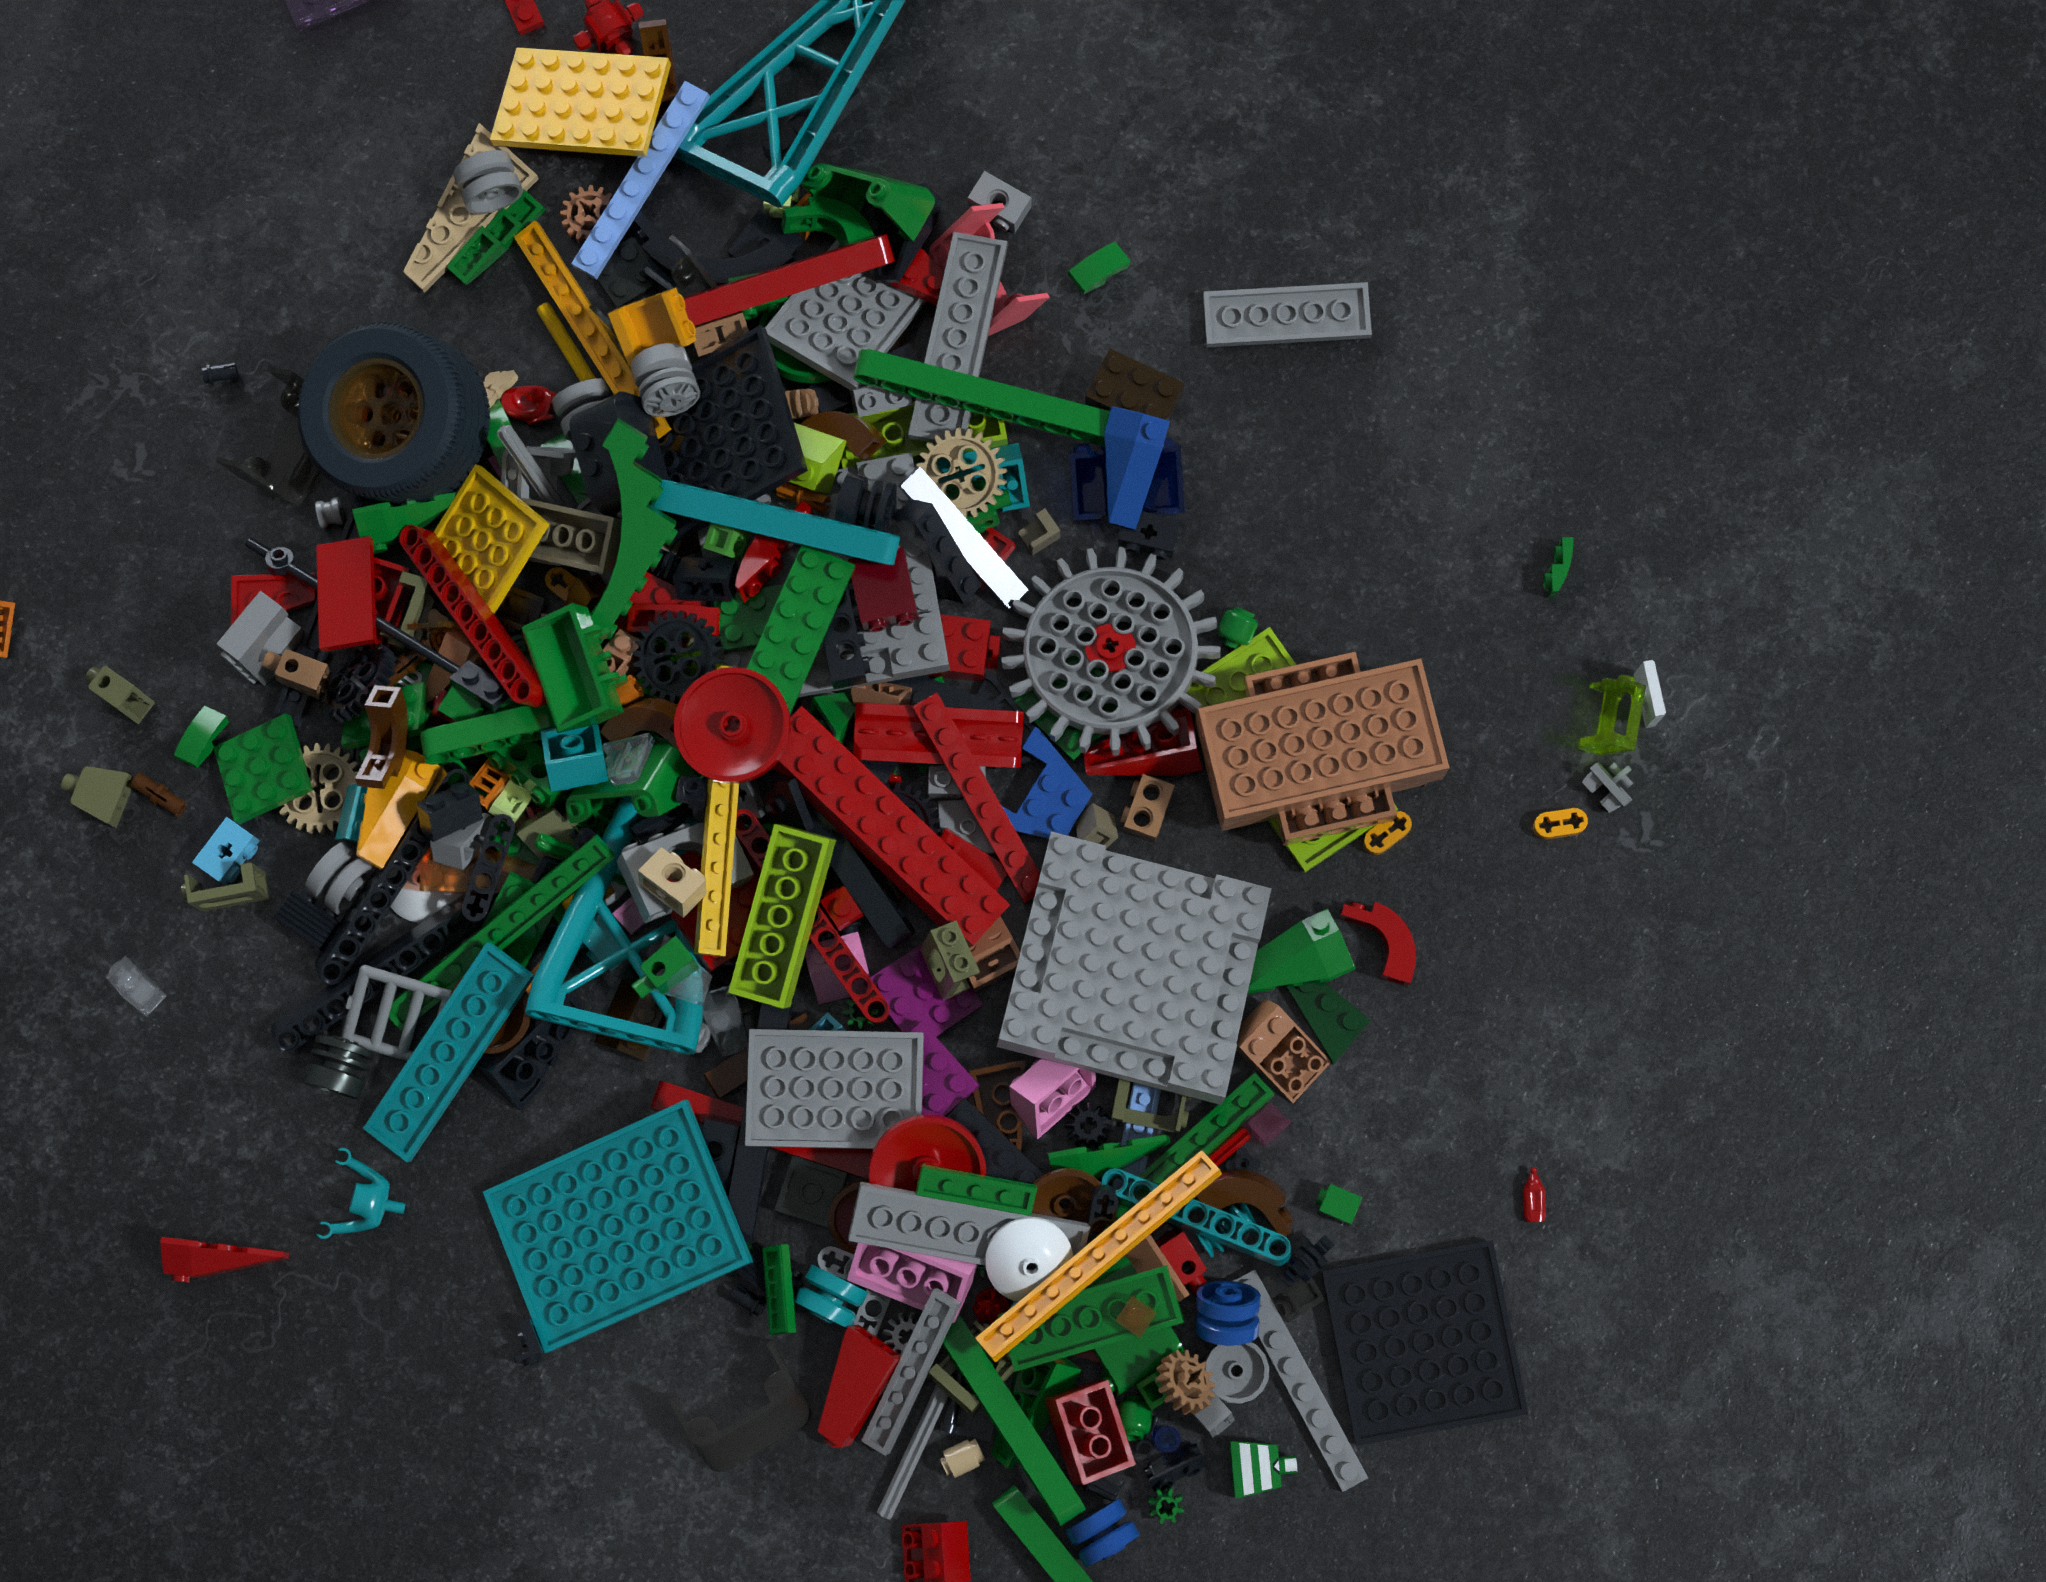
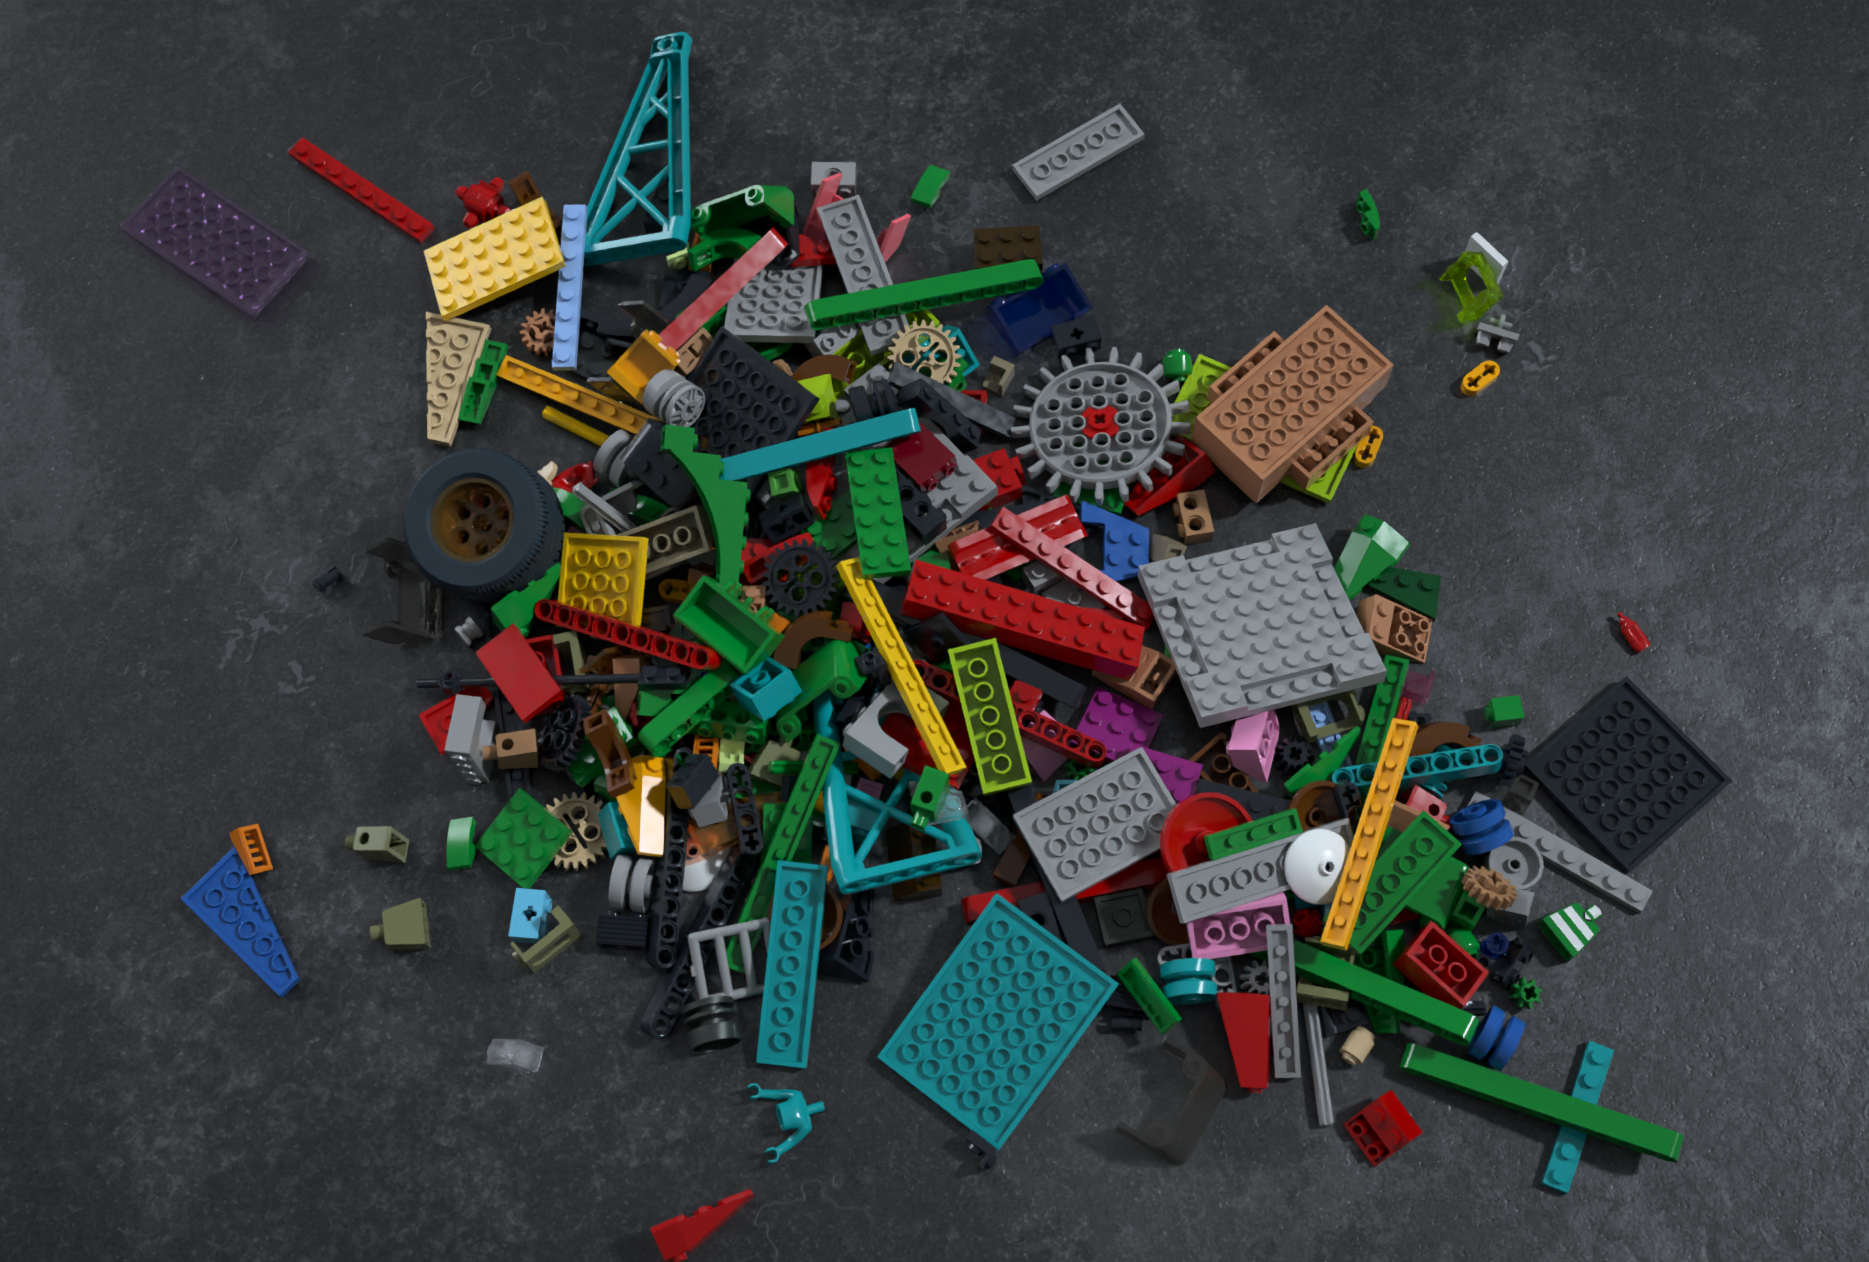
camera: 30 degrees left, 10 degrees down
(158, 794) = (434, 902): reddish brown pin -> none
(488, 182) = (458, 341): light grey wheel -> none
(581, 837) = (802, 750): black plate -> none
(627, 758) = (809, 665): clear wing -> none
(679, 895) = (898, 730): tan brick -> none
(732, 725) = (875, 595): red dish -> none
(948, 951) = (1109, 694): olive panel -> none
(1132, 454) = (1037, 281): blue wedge -> none
(1136, 1316) = (1426, 858): clear orange plate -> none
(1395, 935) = (1421, 510): red arch -> none

